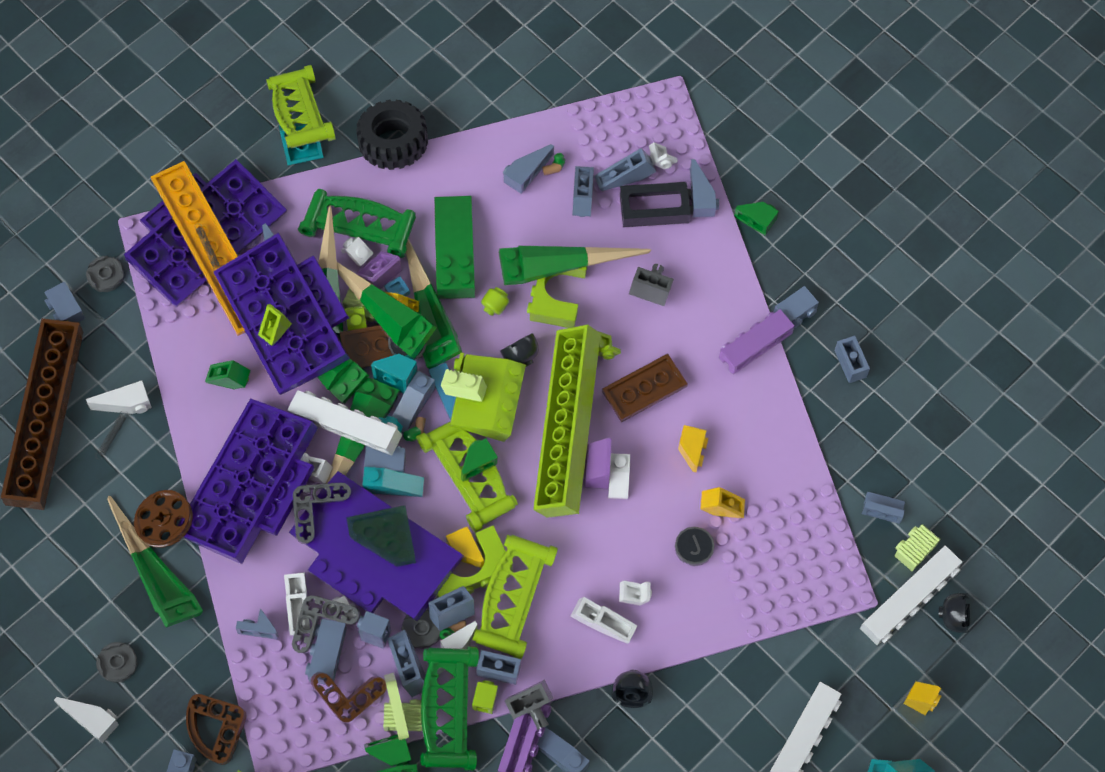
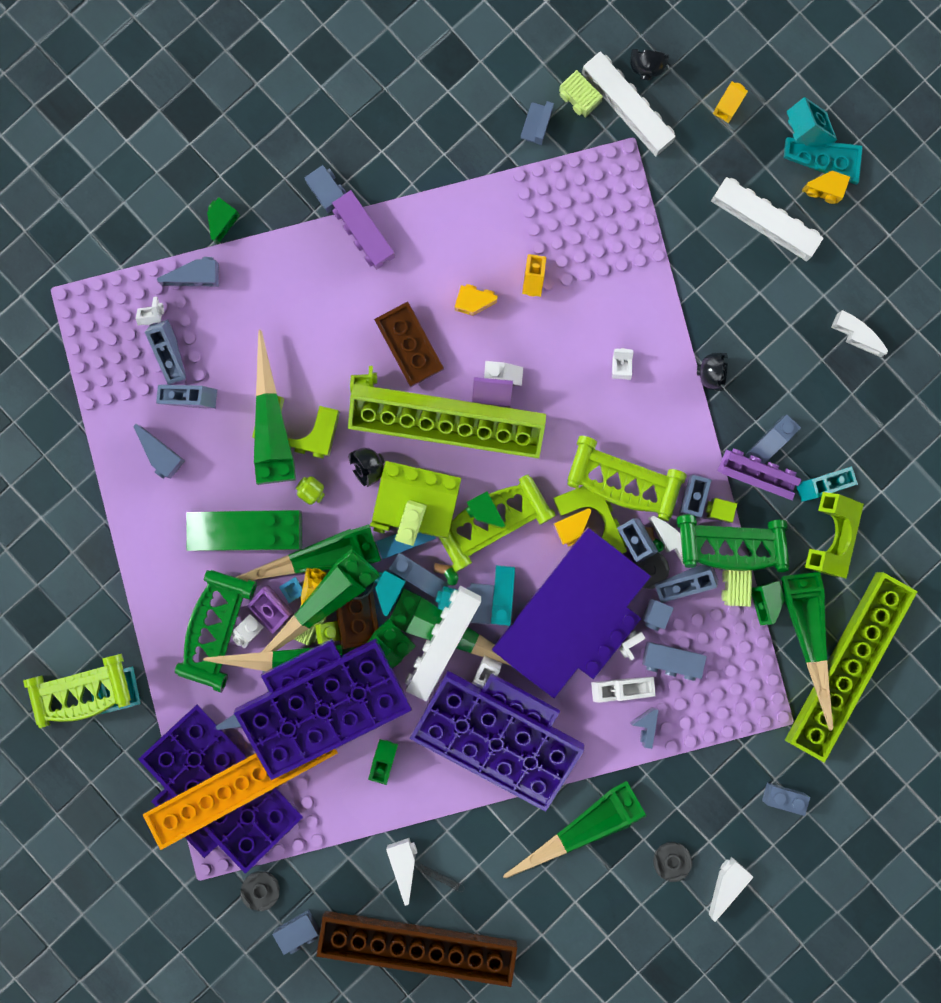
camera: 85 degrees left, 20 degrees up
(169, 523) = (538, 816): reddish brown wedge -> none
(205, 246) = (237, 790): dark grey piece -> none
(228, 723) = (738, 753): reddish brown beam -> none
(273, 325) = (340, 716): lime slope -> none
(306, 504) = (530, 680): dark grey beam -> none
(314, 616) = (640, 672): dark grey beam -> none
(342, 701) = (724, 643): reddish brown beam -> none
(385, 534) = (566, 603): clear green plate -> none
(392, 152) = (91, 597): black tyre -> none
(396, 706) = (731, 595): yellowish green beam -> none
(530, 701) = (737, 466): dark grey brick -> none
(556, 166) = (154, 422): arm -> none
(603, 620) = (648, 395): white slope -> none
(651, 285) = (299, 330): dark grey brick -> none
(657, 216) = (220, 347): black piece -> none
(694, 546) = (574, 305): black tile -> none
(852, 359) = (385, 137): sand blue brick -> none

